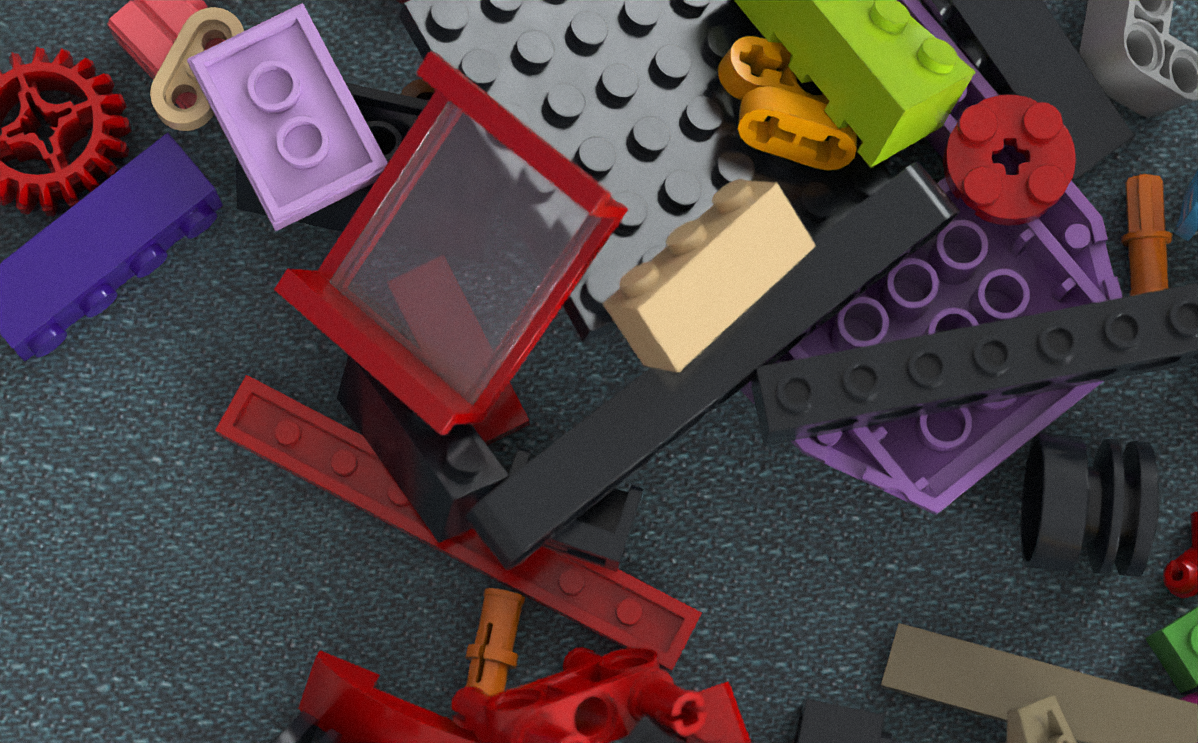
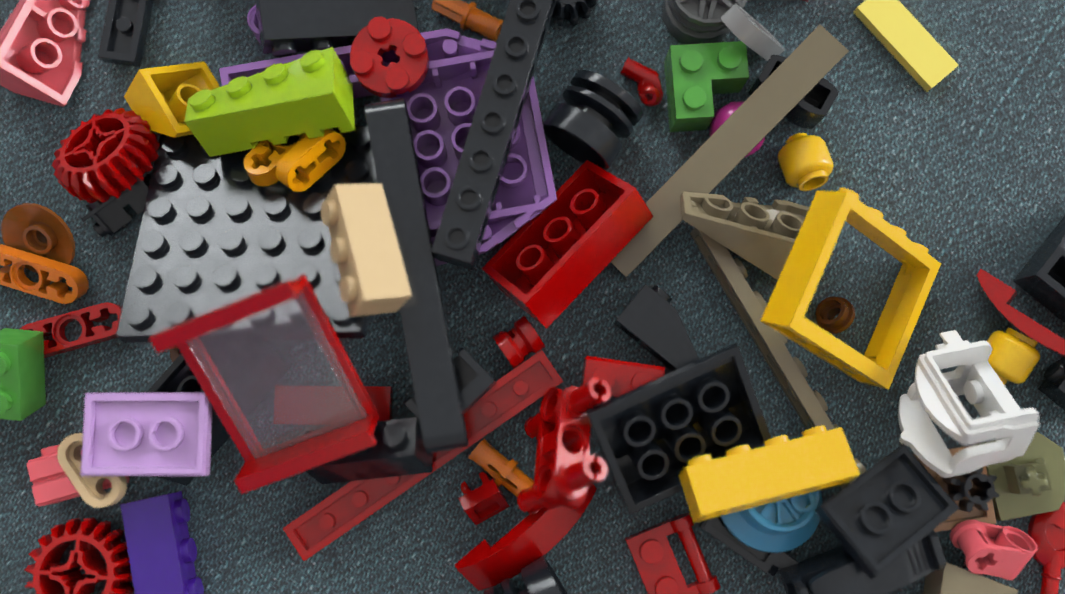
camera: 60 degrees left, 5 degrees up
(433, 644) = (483, 501): none -> red tile
(695, 573) = (519, 341): none -> red wheel
(883, 566) = (568, 242): none -> red brick

